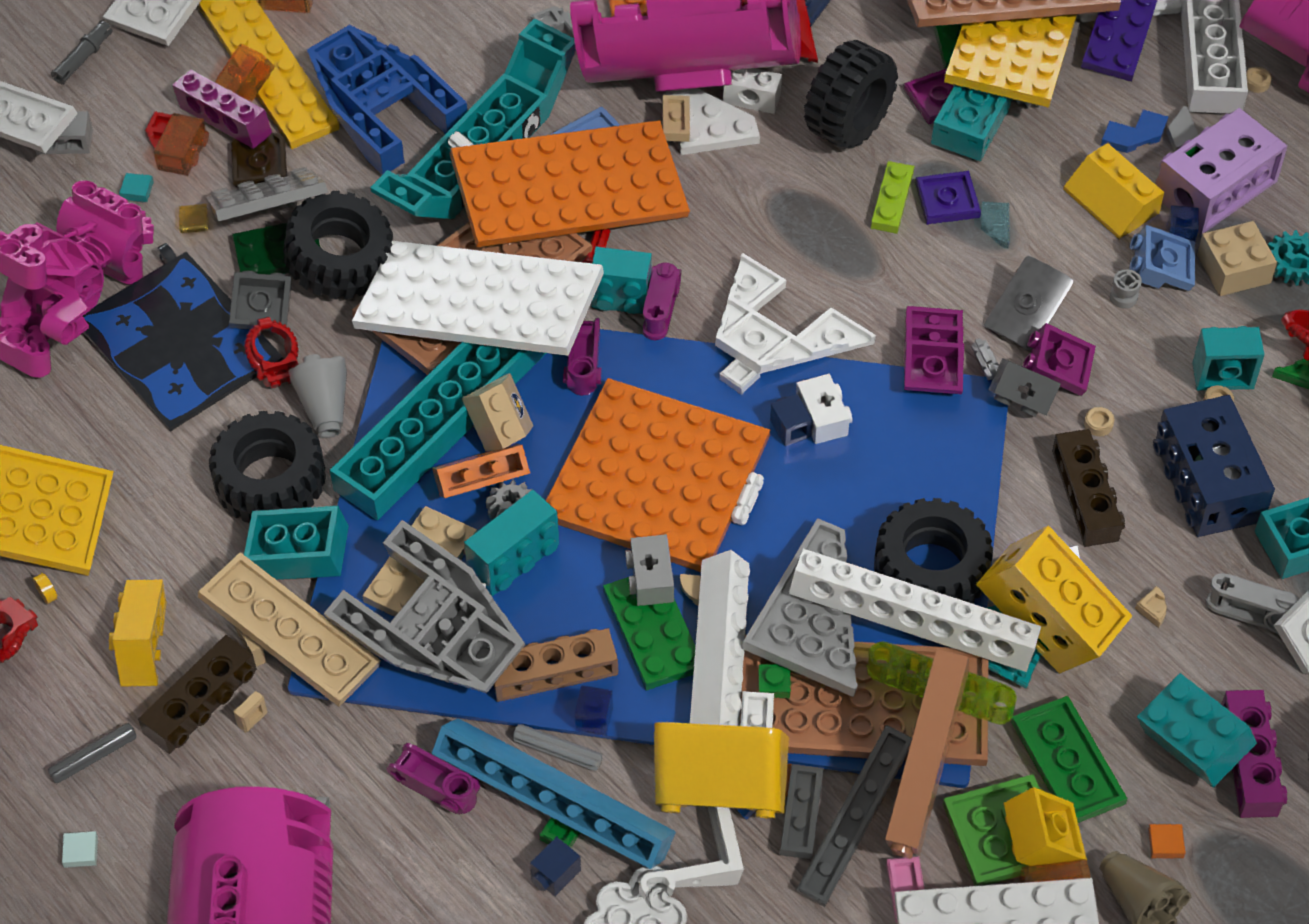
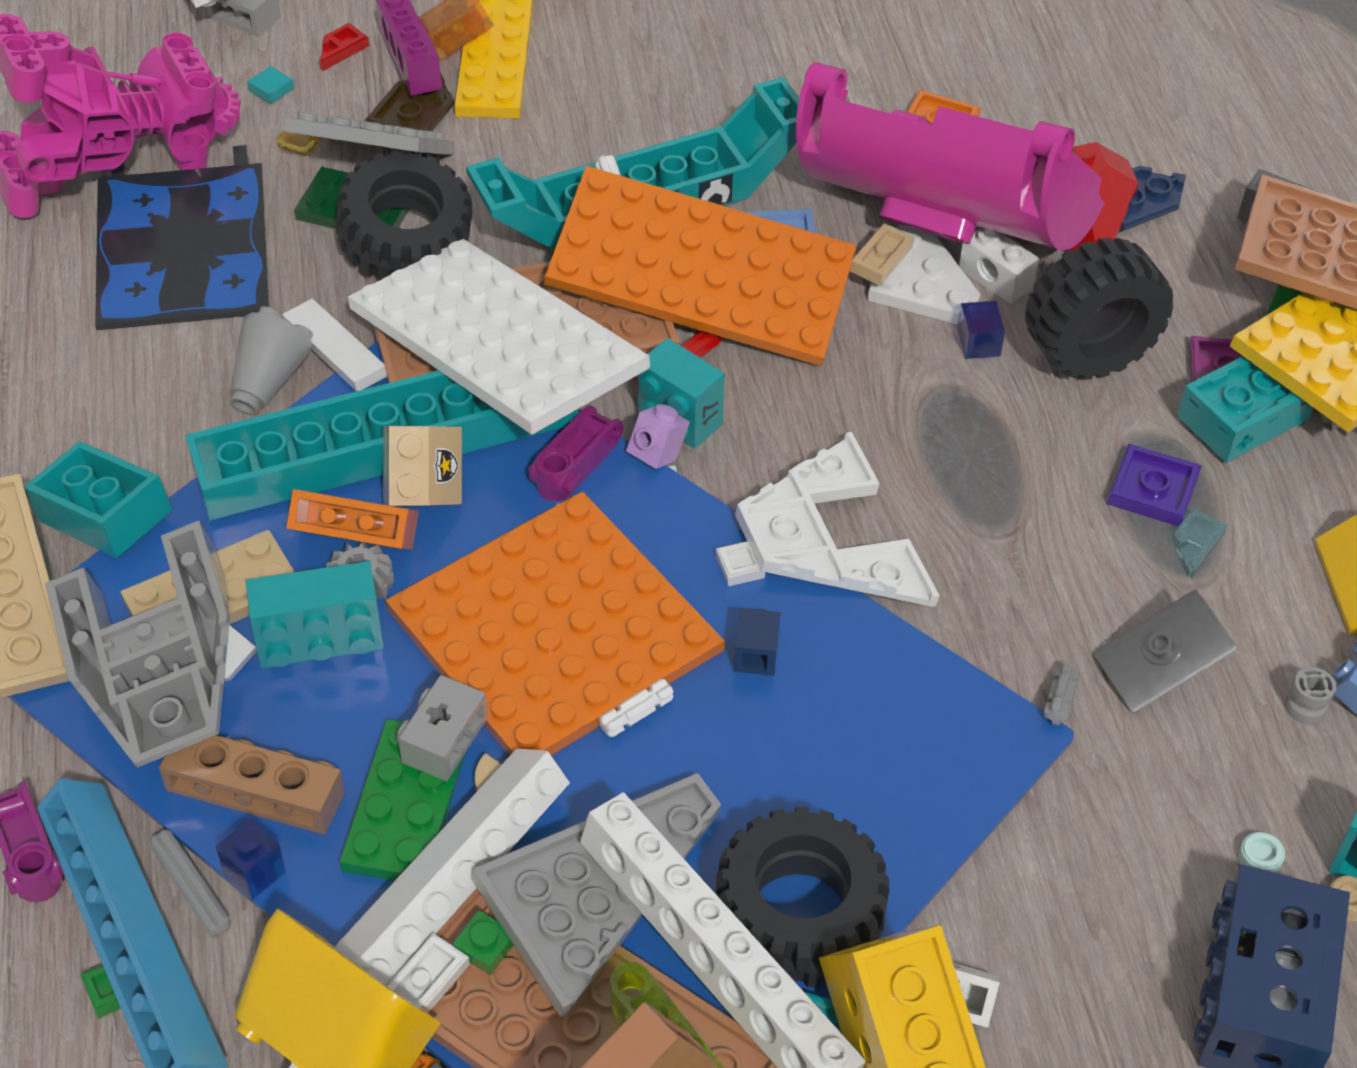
camera: 30 degrees right, 5 degrees down
(181, 144) = (344, 61): clear orange brick -> none
(259, 297) = (286, 241): dark grey plate -> none
(260, 438) = (139, 374): black tyre -> none
(272, 372) = (233, 311): red piece -> none
(361, 359) = (337, 346): none -> white tile
(367, 77) = (572, 68): blue wedge -> none
(555, 867) = (60, 1025): dark blue brick -> none
(628, 316) = (658, 435): none -> lavender brick
(660, 300) = (712, 436): magenta piece -> none
(773, 142) = (980, 329): none -> clear blue brick
(825, 407) = (805, 648): white brick -> none
(892, 197) = (1084, 454): lime plate -> none
(933, 350) = (1000, 649): magenta slope -> none
(1040, 393) = (1103, 755): dark grey brick -> none
(1061, 358) = (1158, 739): magenta plate -> none
(1093, 526) = (1060, 975): dark brown brick -> none
(1099, 421) = (1162, 843): tan tile -> none
(1156, 398) = (1262, 852): none -> light aqua tile

